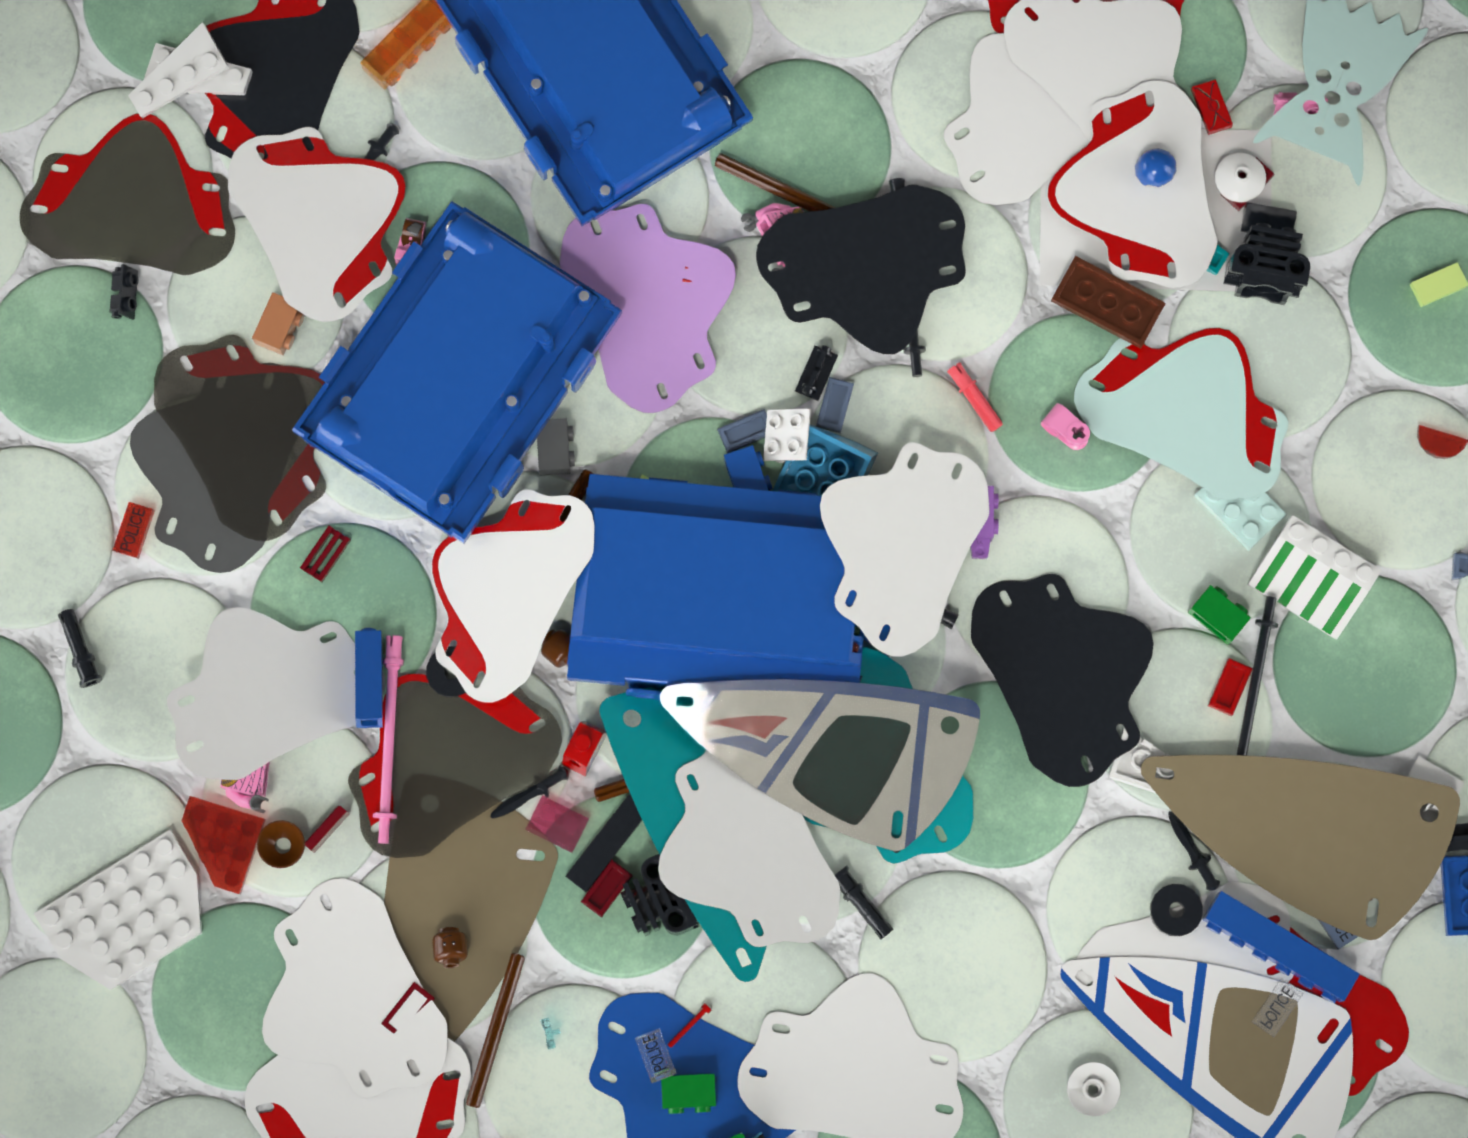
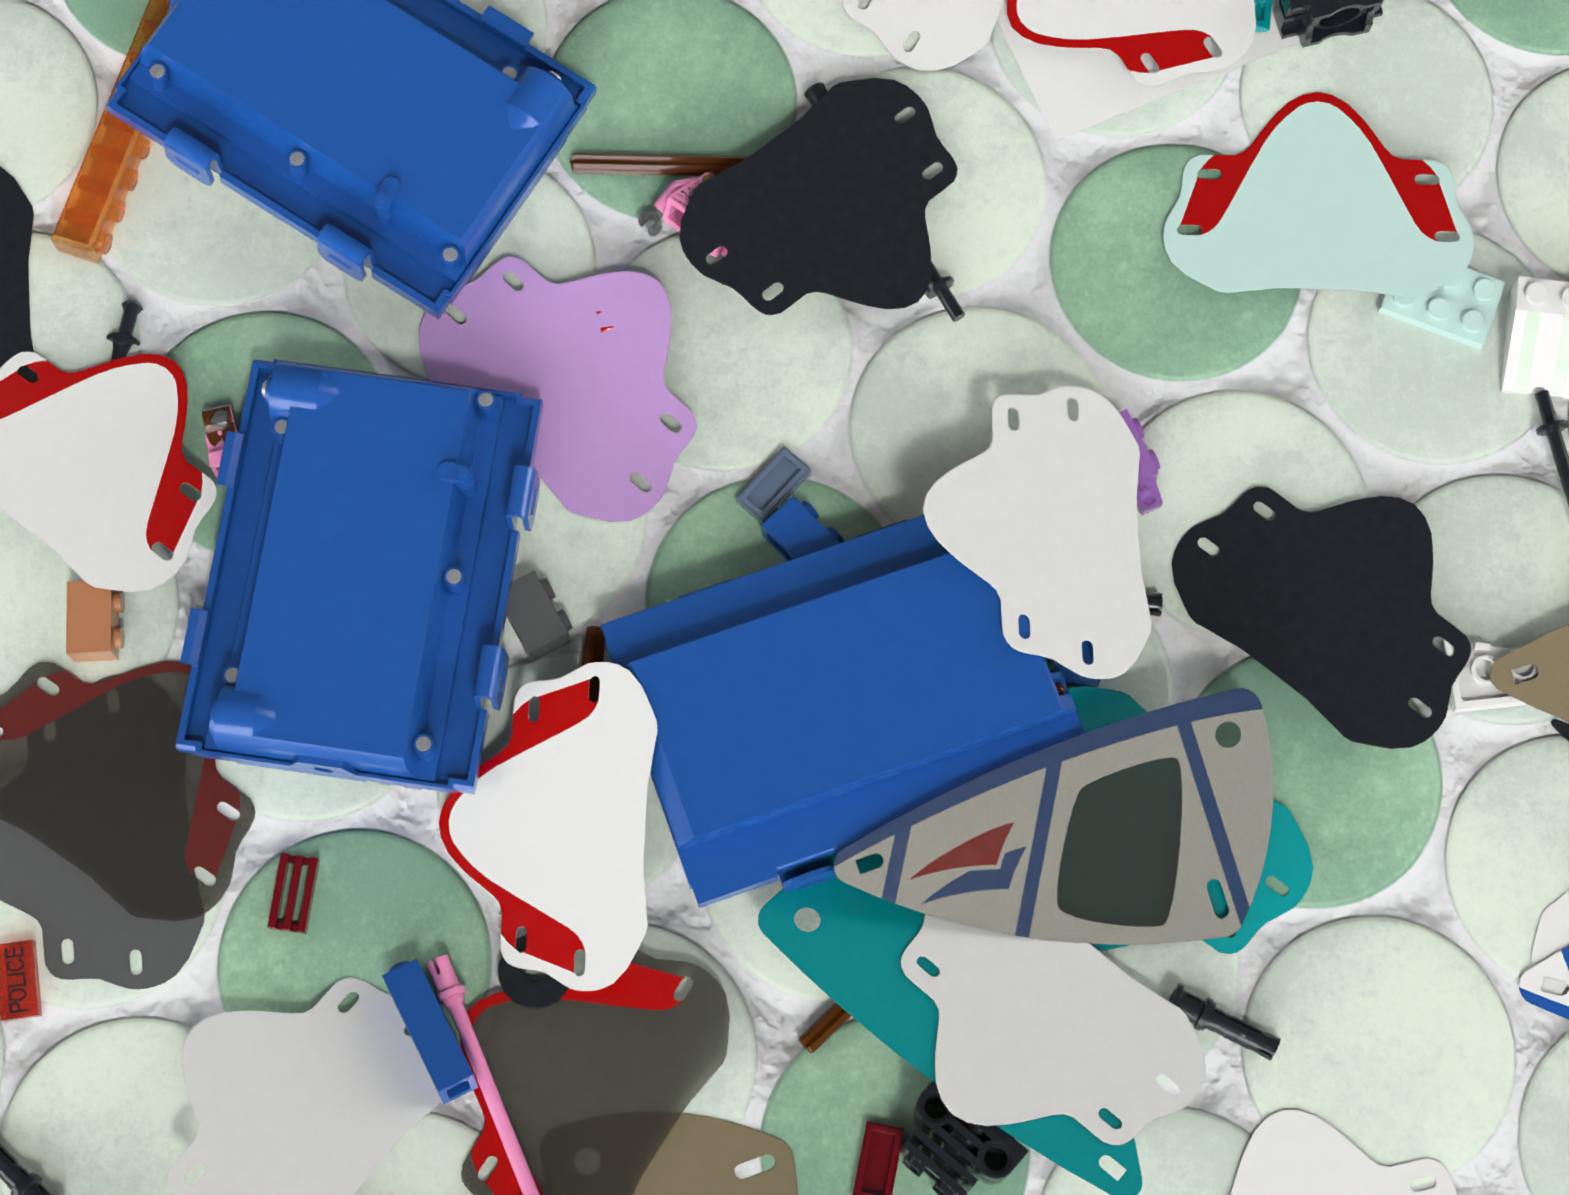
camera: 25 degrees left, 5 degrees down
(539, 789) = (728, 1070): black sword -> none
(556, 647) = (664, 874): reddish brown head -> none
(557, 824) = (771, 1108): clear pink plate -> none
(583, 747) = (759, 991): red torso -> none
(605, 845) = (849, 1104): black tile -> none
(786, 435) = (831, 463): white hinge -> none
(816, 372) = (828, 370): black hinge -> none
(828, 461) = (891, 477): dark azure slope -> none
(834, 405) = (871, 401): sand blue tile -> none
(975, 397) = (1044, 311): coral axle -> none
(1064, 425) = (1175, 296): bright pink piece -> none
(1108, 302) = (1153, 121): copper plate -> none
(1220, 614) = (1488, 442): green piece -> none
(1230, 687) = (1546, 528): red tile -> none

